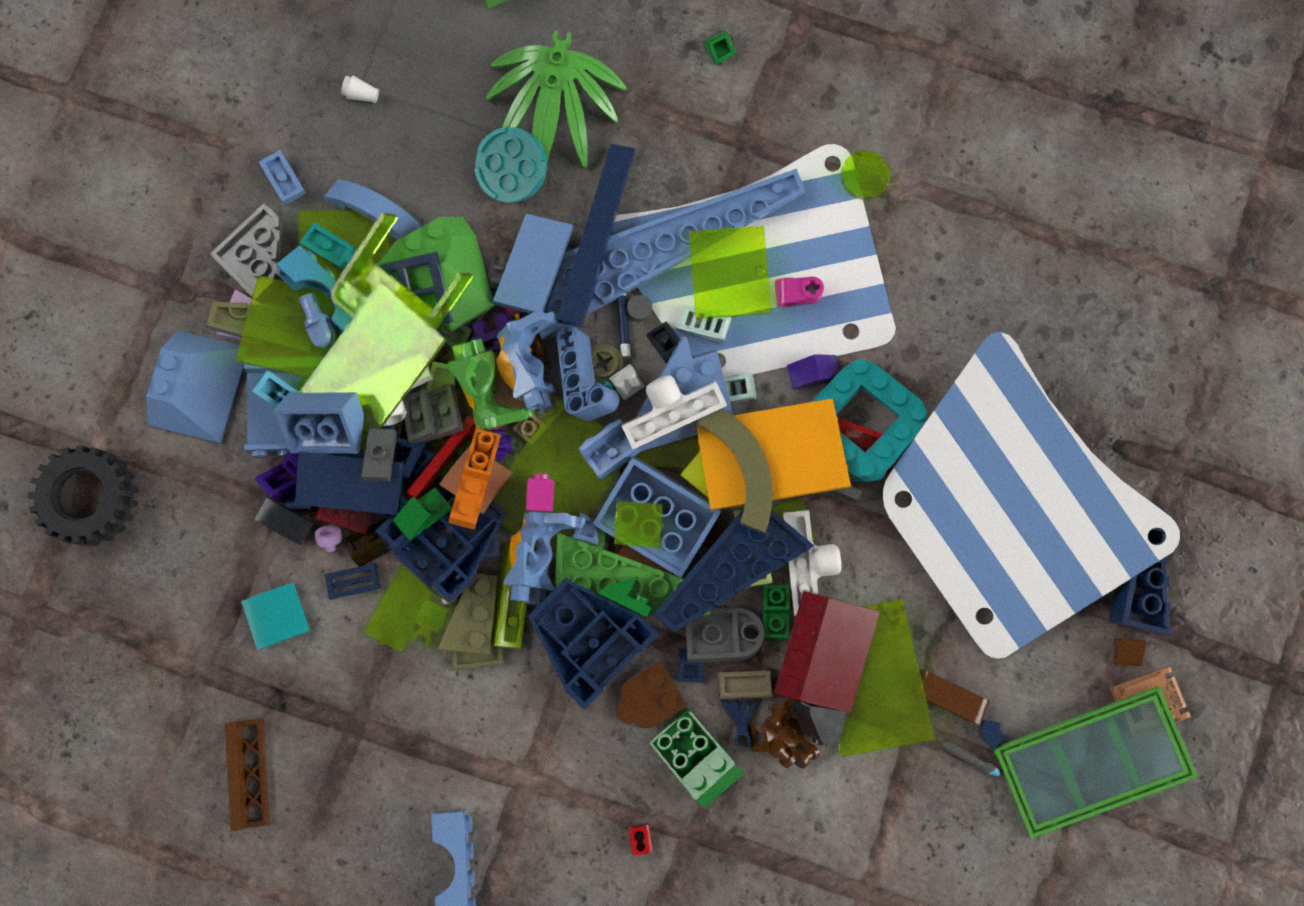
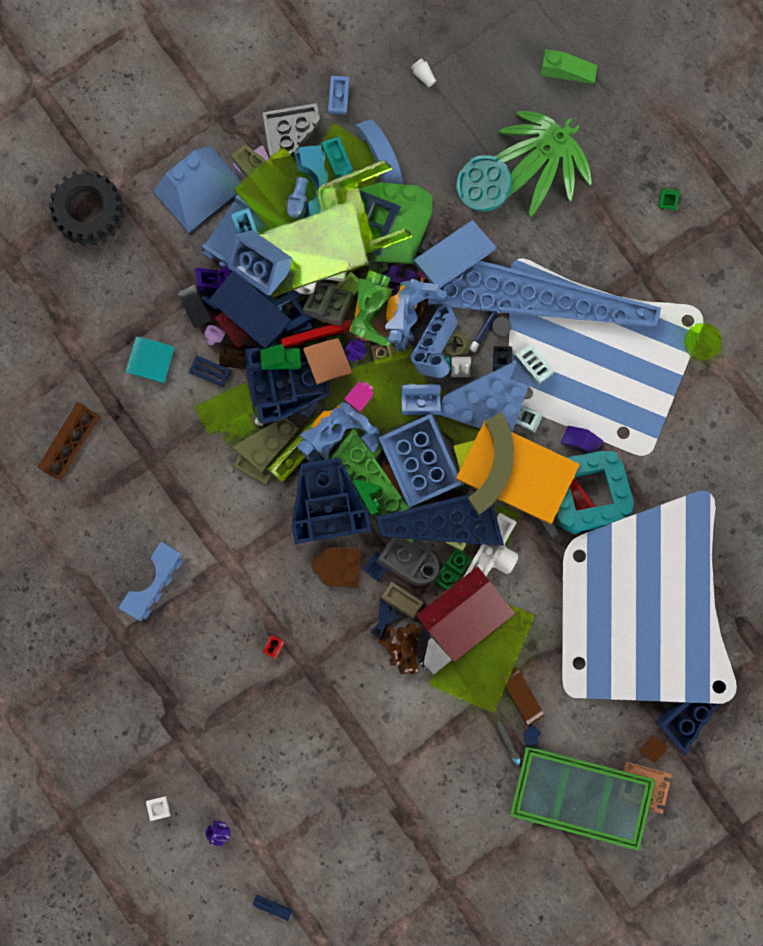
camera: 30 degrees right, 0 degrees up
(379, 455) = (280, 305): dark grey plate -> none
(474, 479) = (327, 359): orange slope -> none
(596, 236) = (506, 263): dark blue tile -> none
(638, 524) = (406, 456): clear neon green piece -> none
(671, 409) = (475, 401): white plate -> none
(696, 758) = (341, 622): green slope -> none
(729, 272) = (572, 343): clear neon green piece -> none
(795, 291) = (606, 383): dark pink piece -> none

